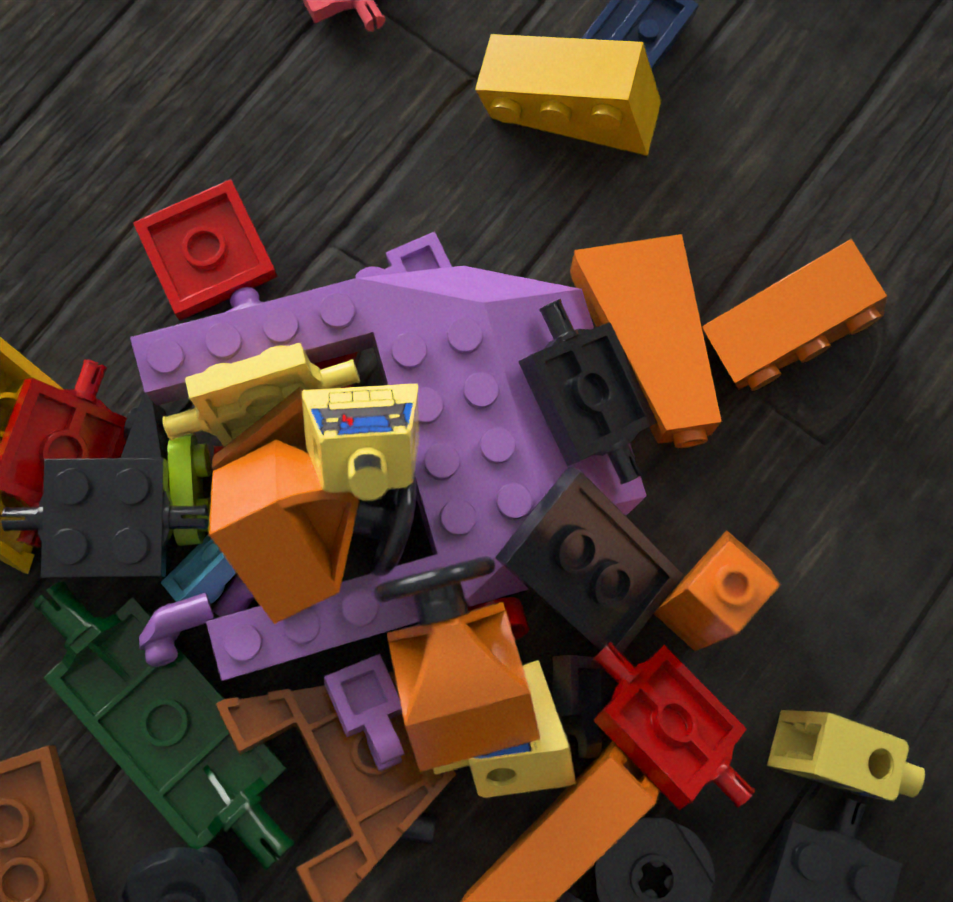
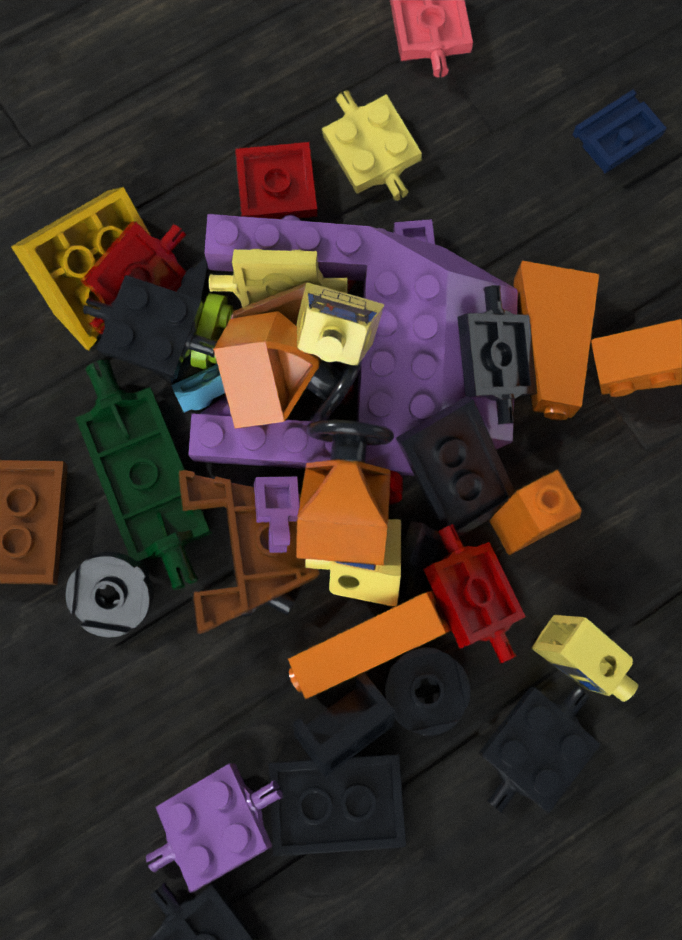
camera: 20 degrees right, 0 degrees up
(167, 624) = (165, 410): medium lavender arm -> none
(317, 152) = (372, 144): none -> light yellow plate
(572, 88) = (560, 156): yellow wedge -> none

